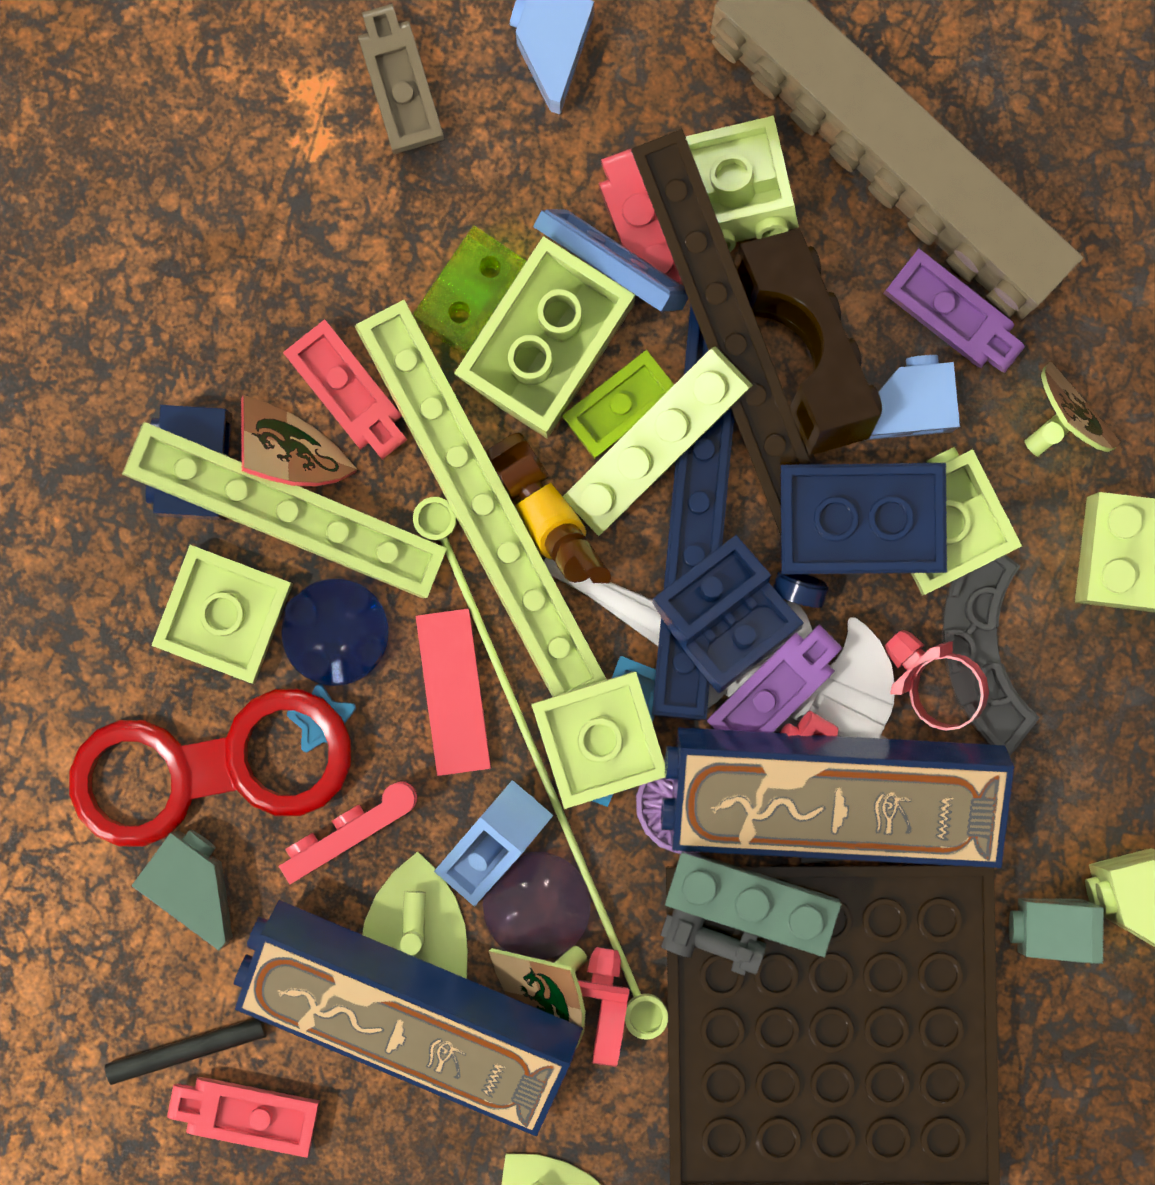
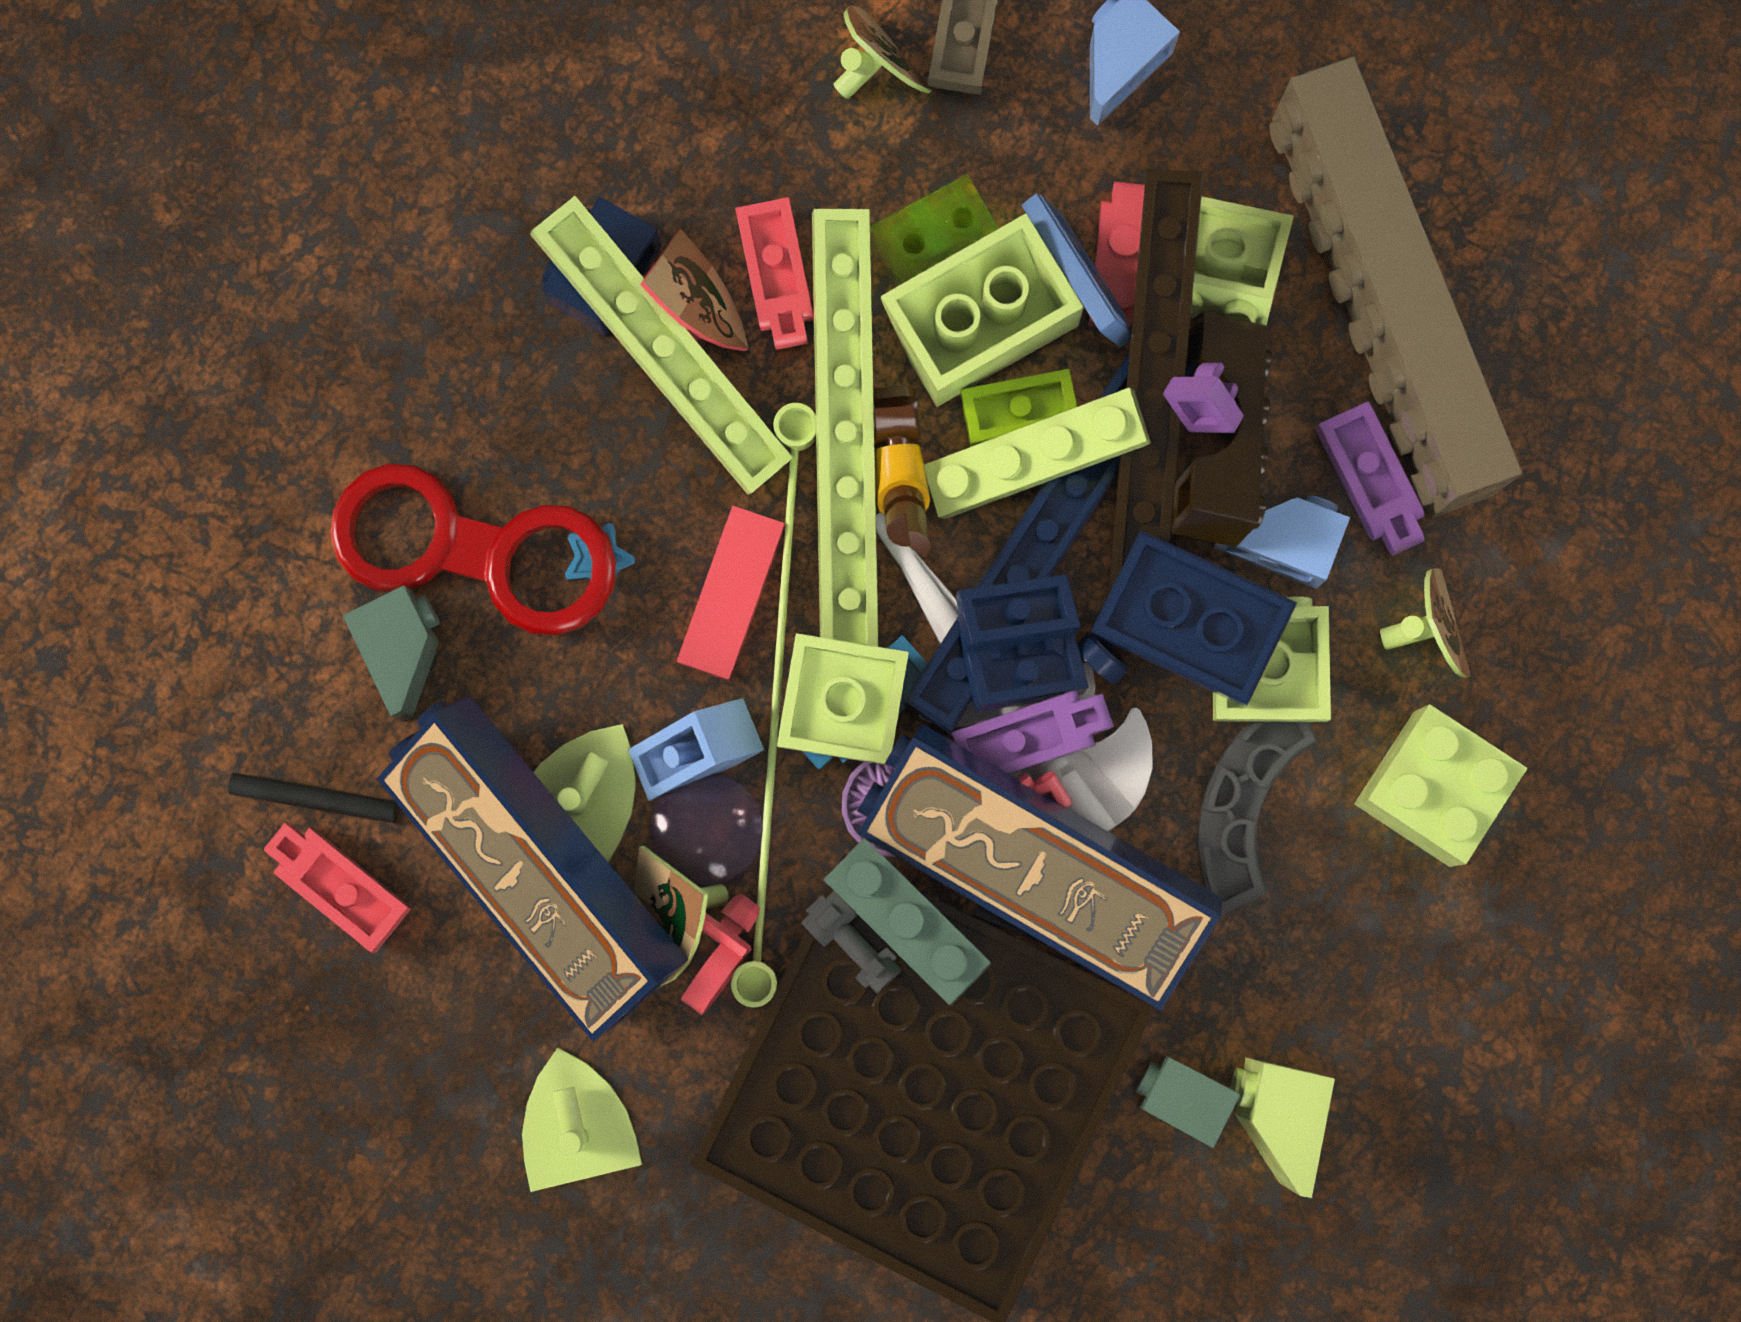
camera: 30 degrees right, 5 degrees down
(222, 614) = (557, 415): yellowish green plate -> none
(333, 150) = (879, 52): none -> shield
(335, 632) = (651, 483): clear blue dish -> none
(351, 829) = (571, 671): coral plate -> none
(782, 326) = (1205, 401): none -> medium lavender tile
(907, 651) = (1173, 766): coral piece -> none

